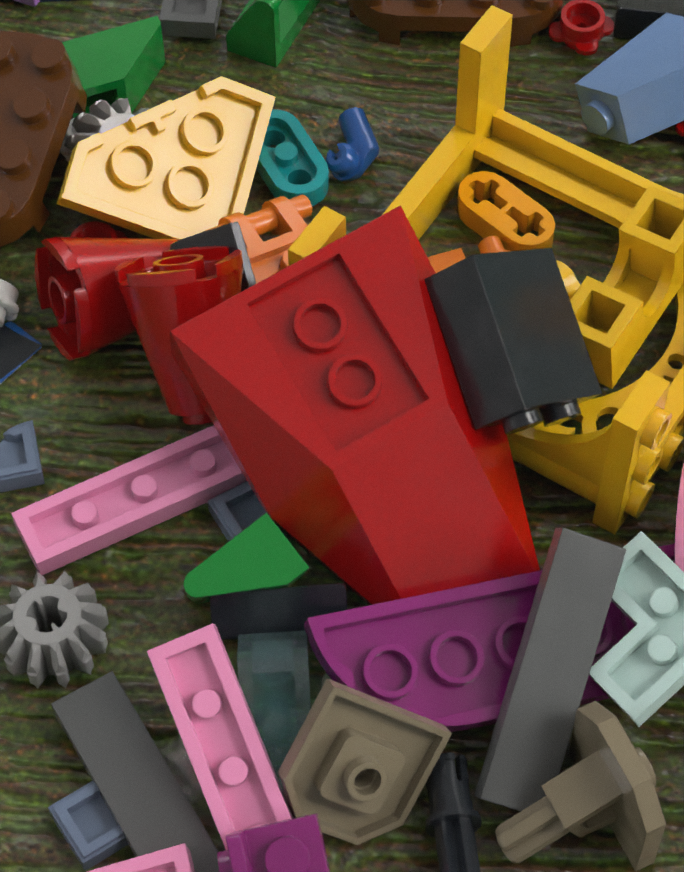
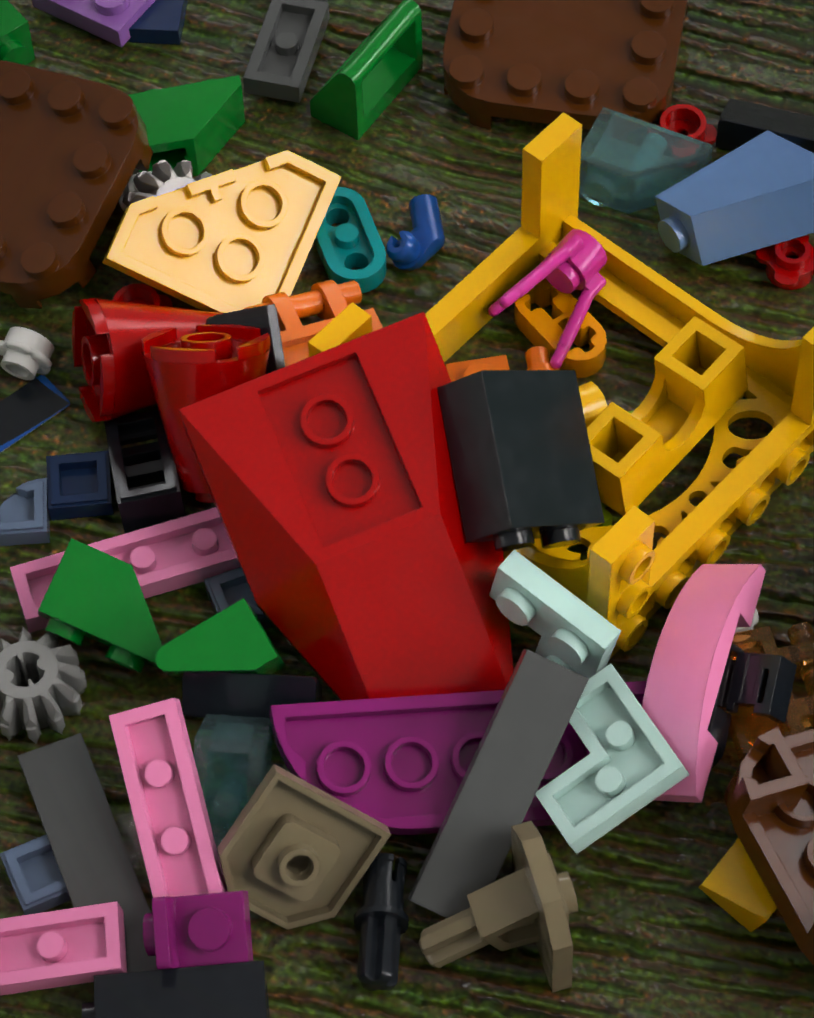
camera: 10 degrees right, 0 degrees up
(66, 423) = (79, 485): none -> dark blue tile
(114, 535) = (103, 601): none -> green slope
(130, 404) = (143, 474): none -> black slope
(507, 158) = (568, 267): none -> dark pink plant
(552, 56) = (633, 161): none -> clear light blue slope
(583, 494) = (568, 627): none -> light aqua plate

